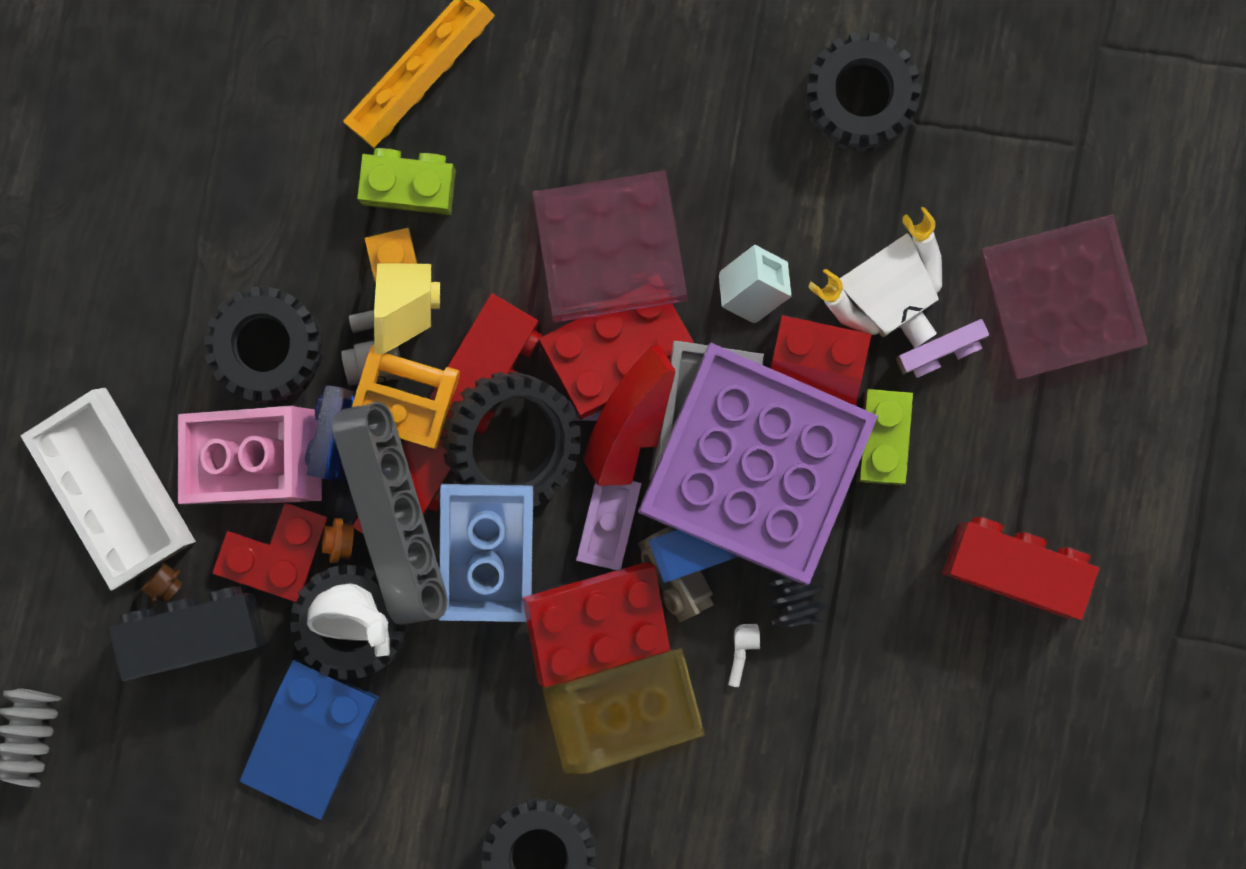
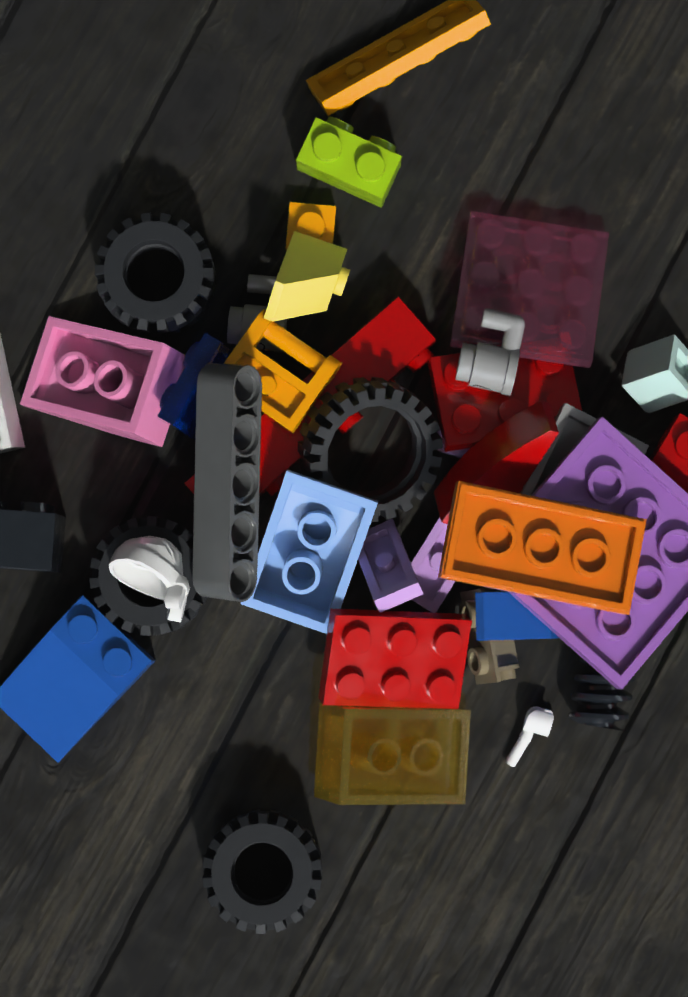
camera: 15 degrees right, 0 degrees up
(283, 564) = (101, 498): red plate -> none
(338, 540) = (165, 492): orange plate -> none
(562, 542) = (388, 567): none -> lavender plate
(595, 328) = (490, 365): none -> light grey piece
(694, 480) = (542, 548): none -> orange tile

